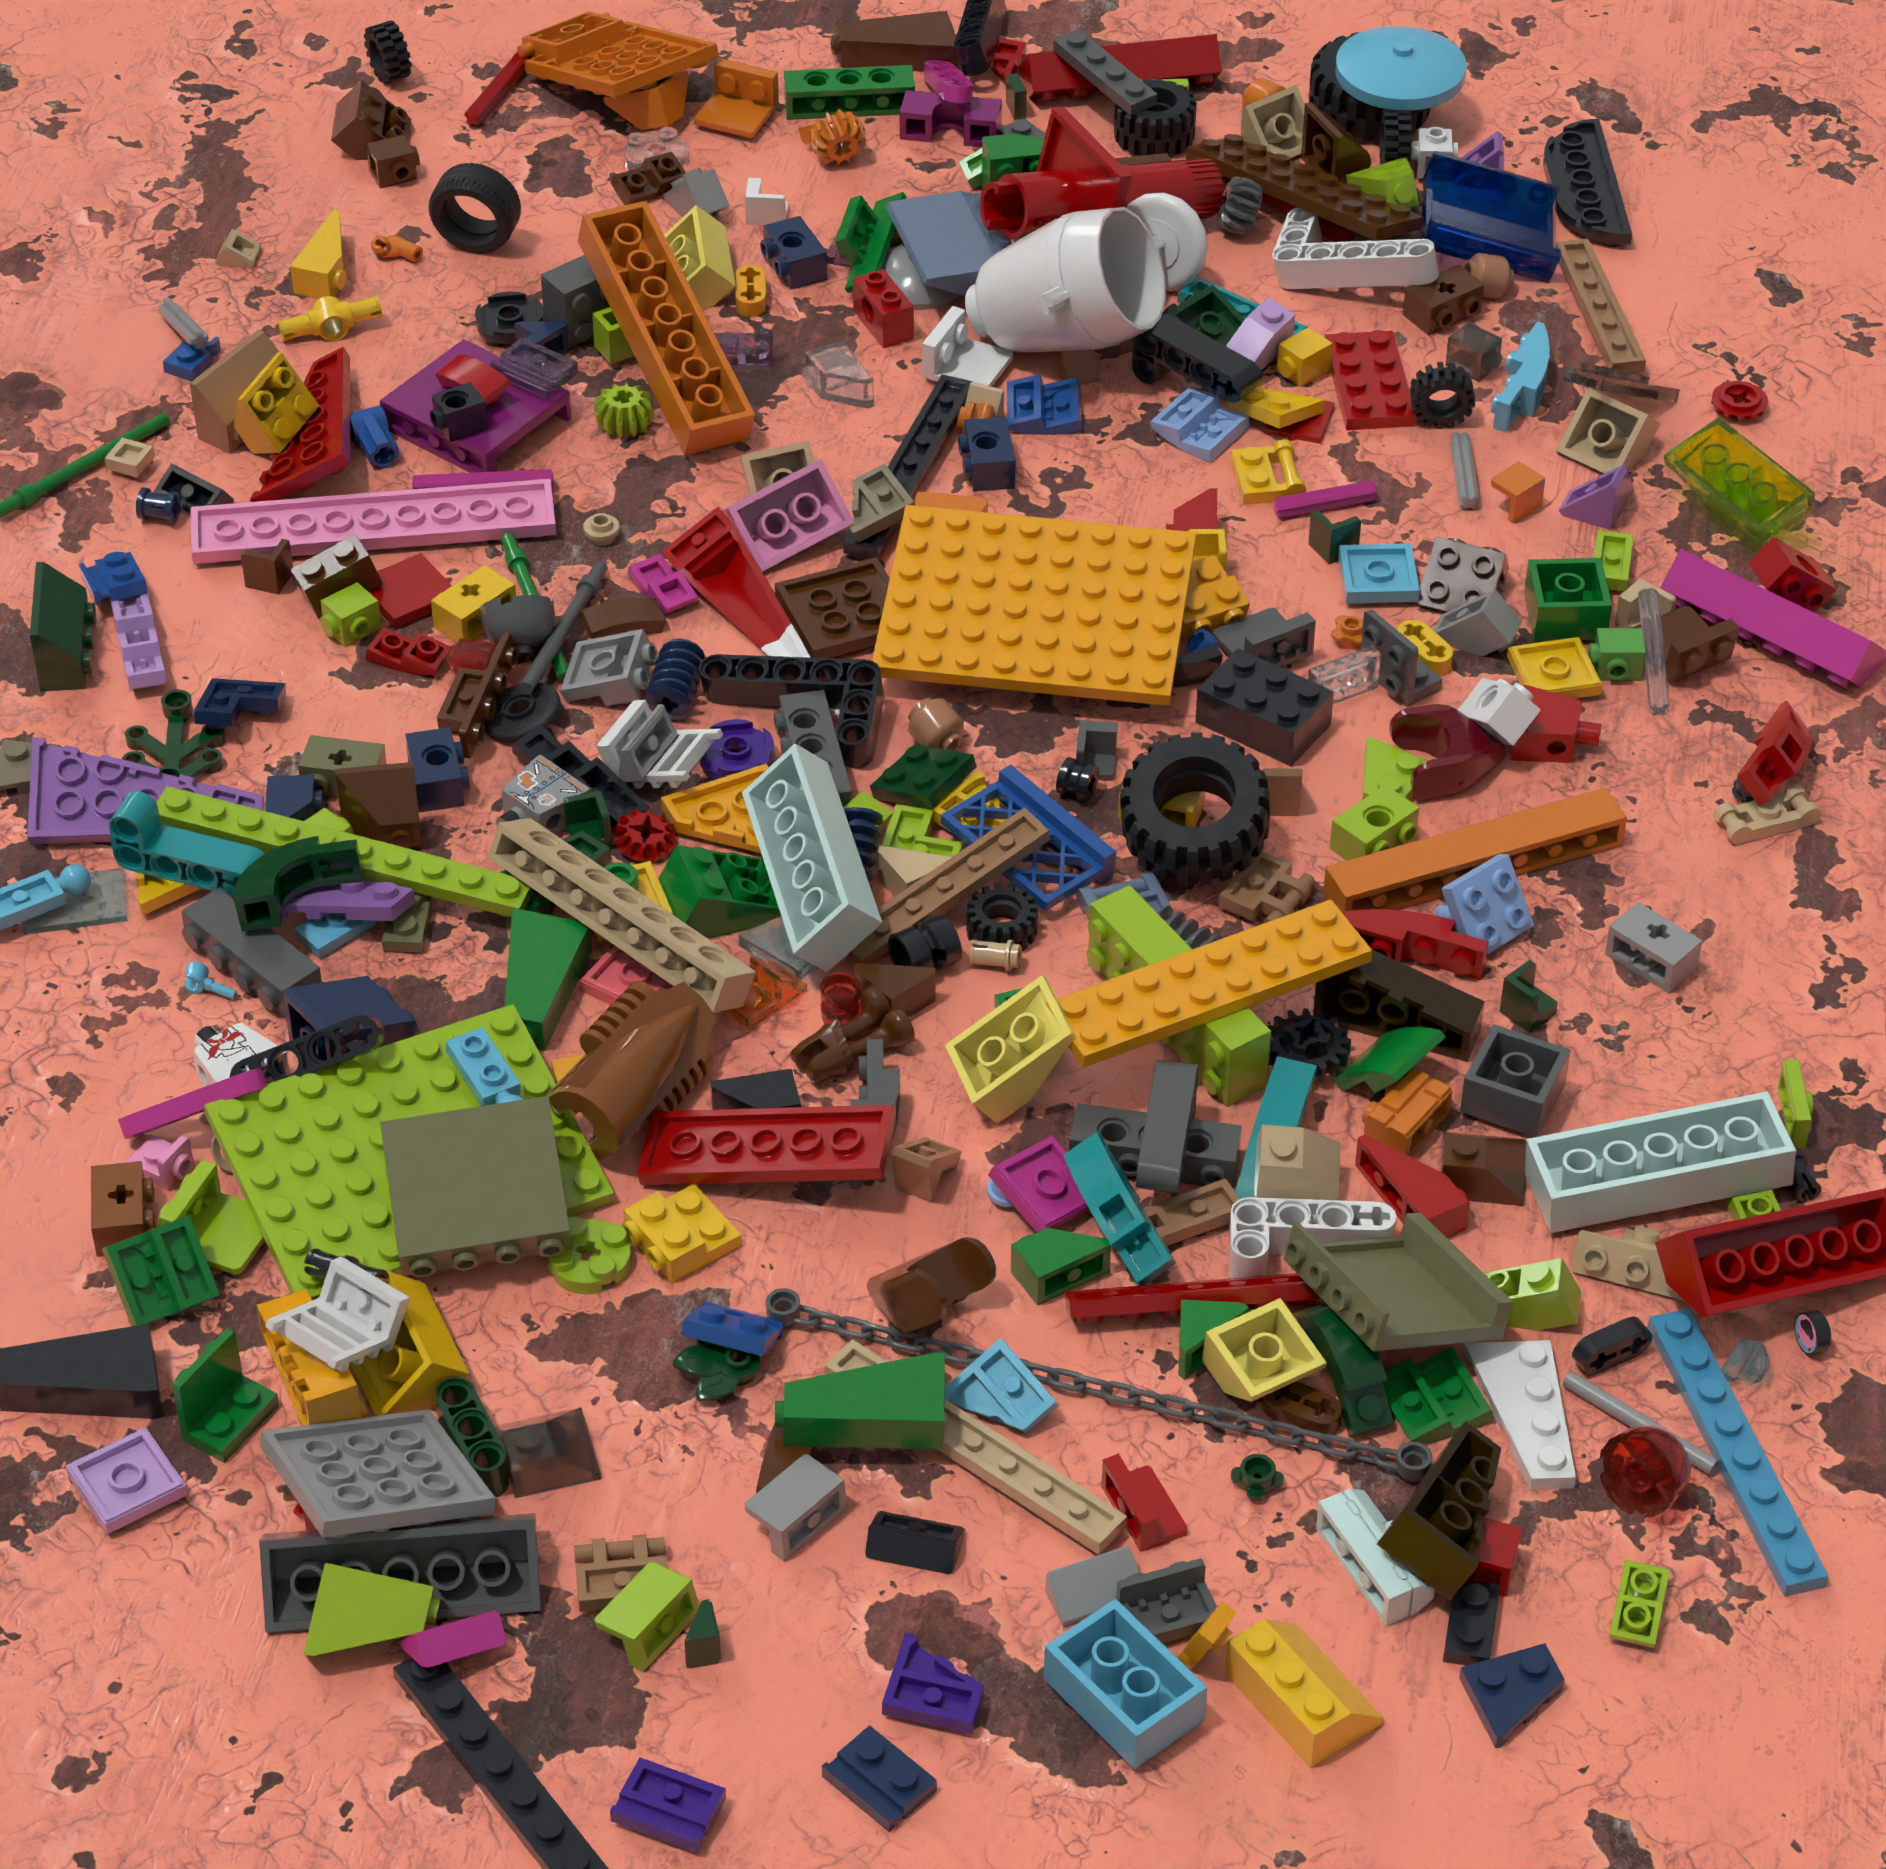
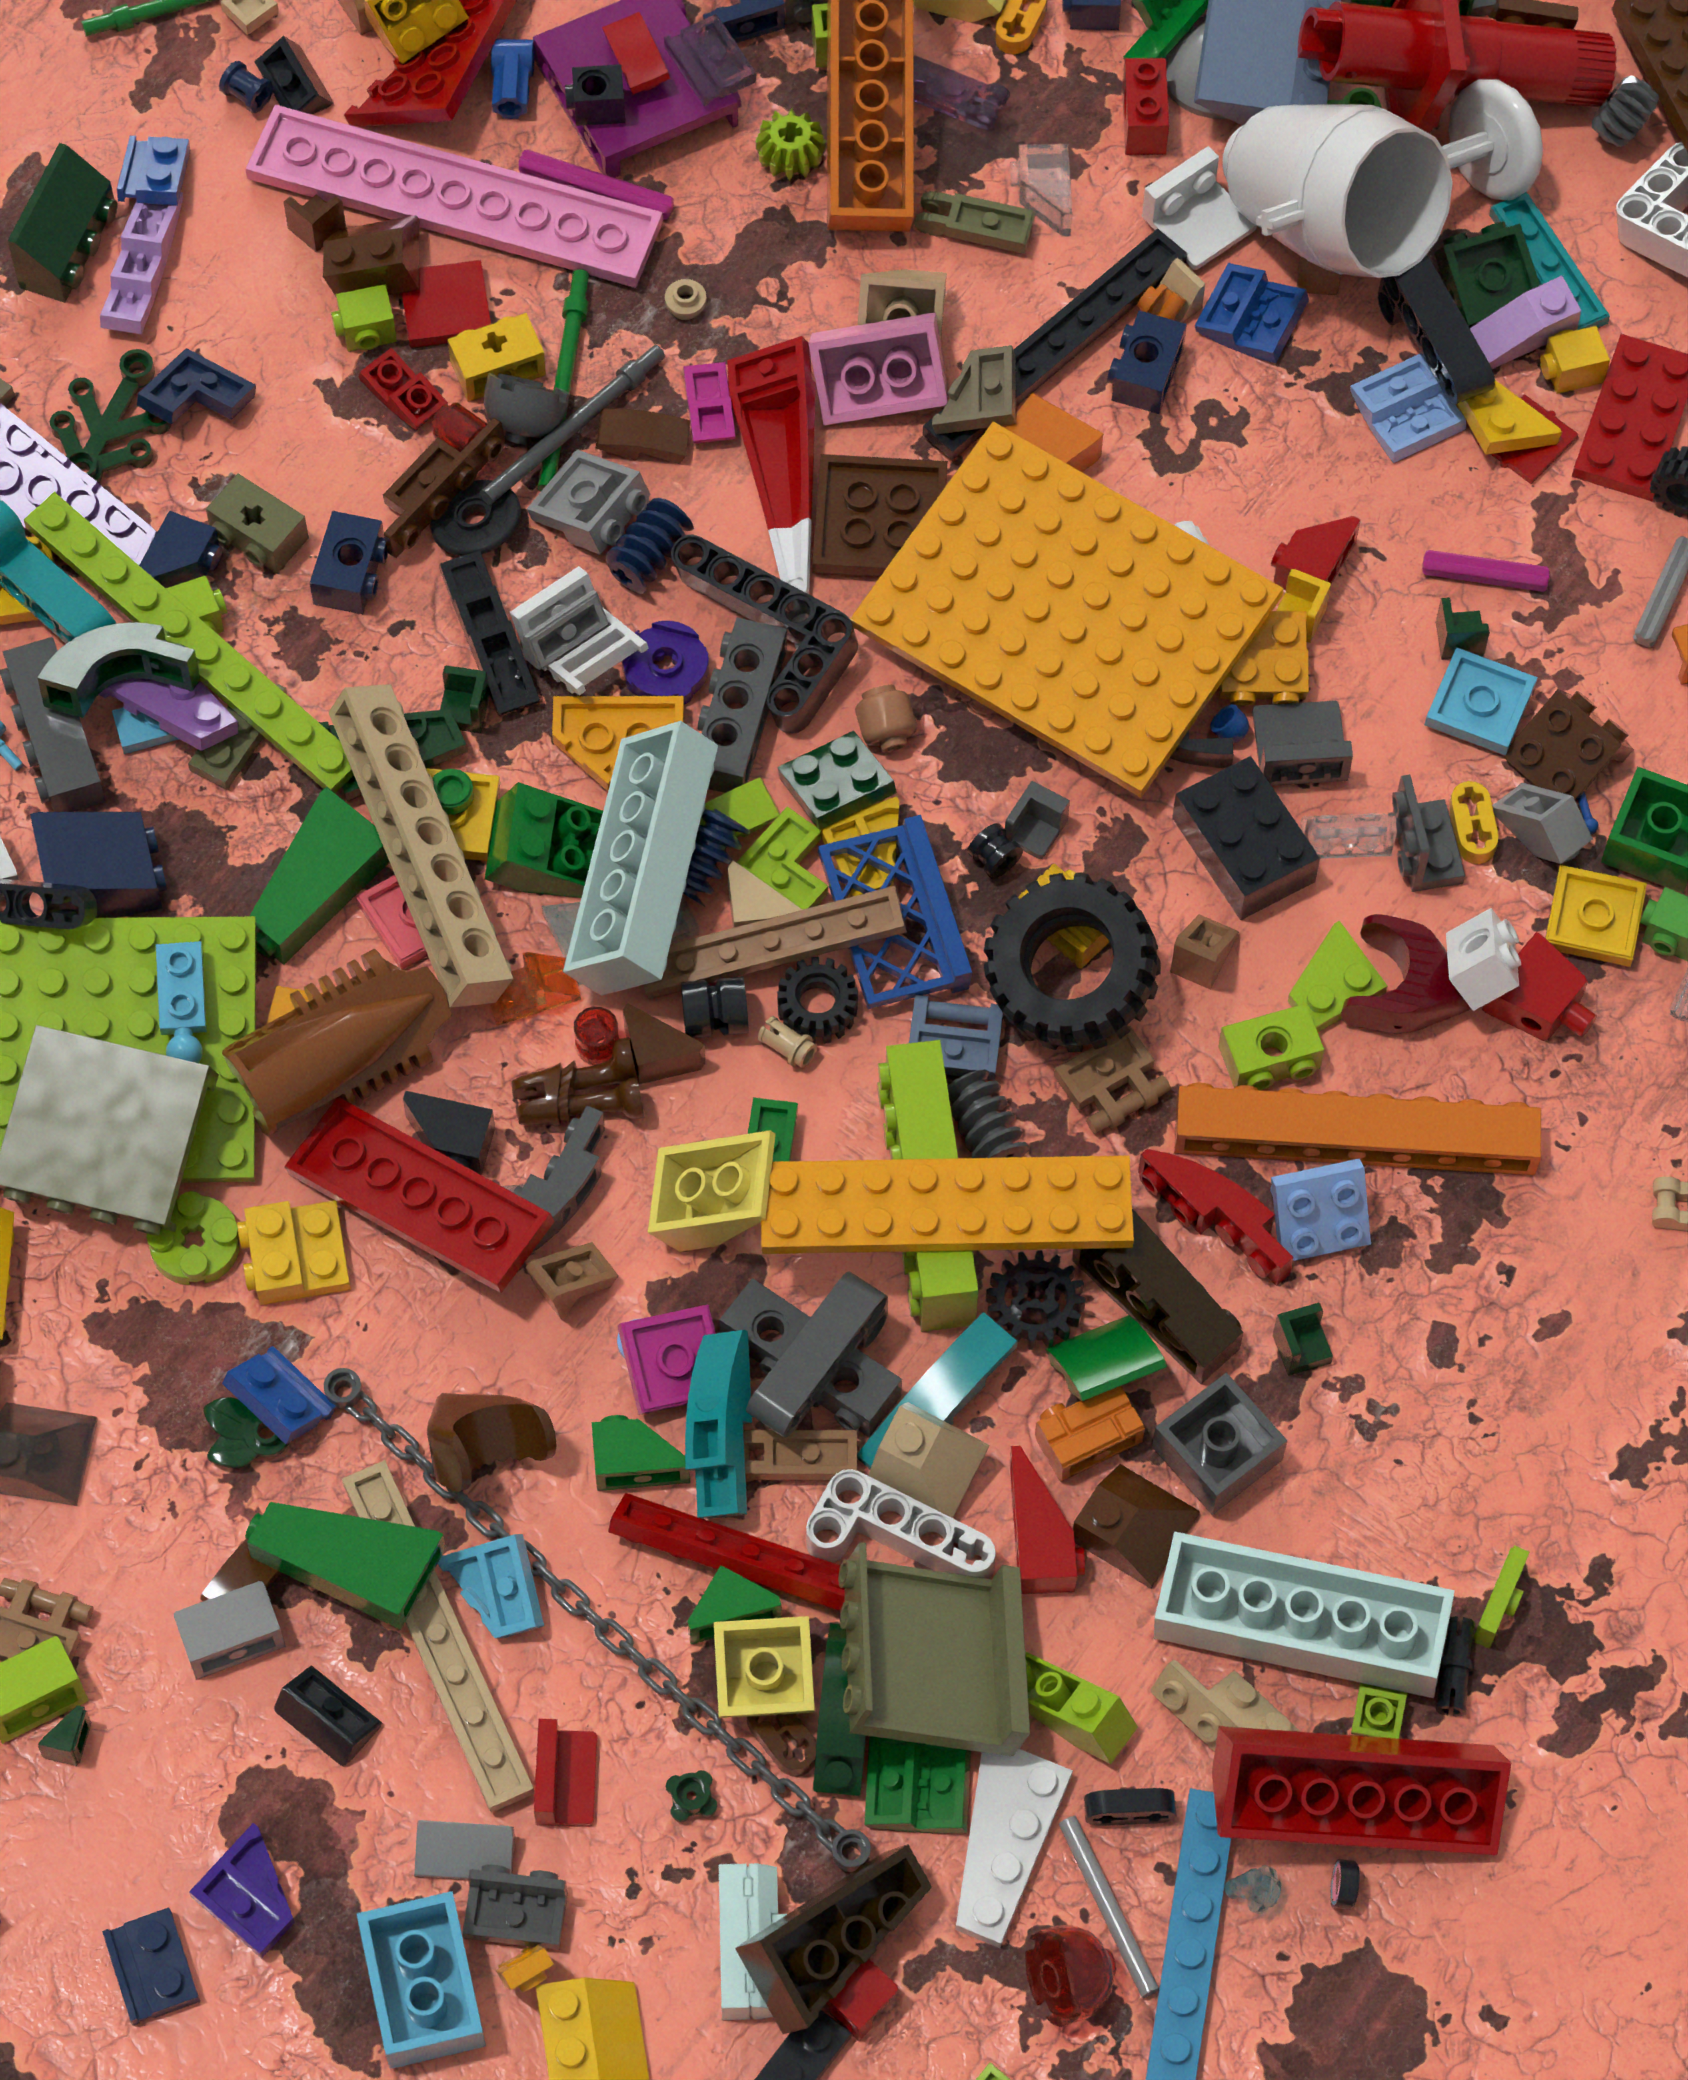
camera: 25 degrees right, 20 degrees up
(381, 803) = (266, 598): reddish brown slope -> none
(539, 795) = (426, 645): light grey torso -> none
(629, 839) = (521, 754): red gear -> none
(799, 414) = (976, 220): none -> olive hinge
(1255, 474) = (1429, 504): yellow plate -> none
(1348, 631) = (1404, 754): orange plate -> none
(1653, 947) = (1476, 1355): light grey brick -> none

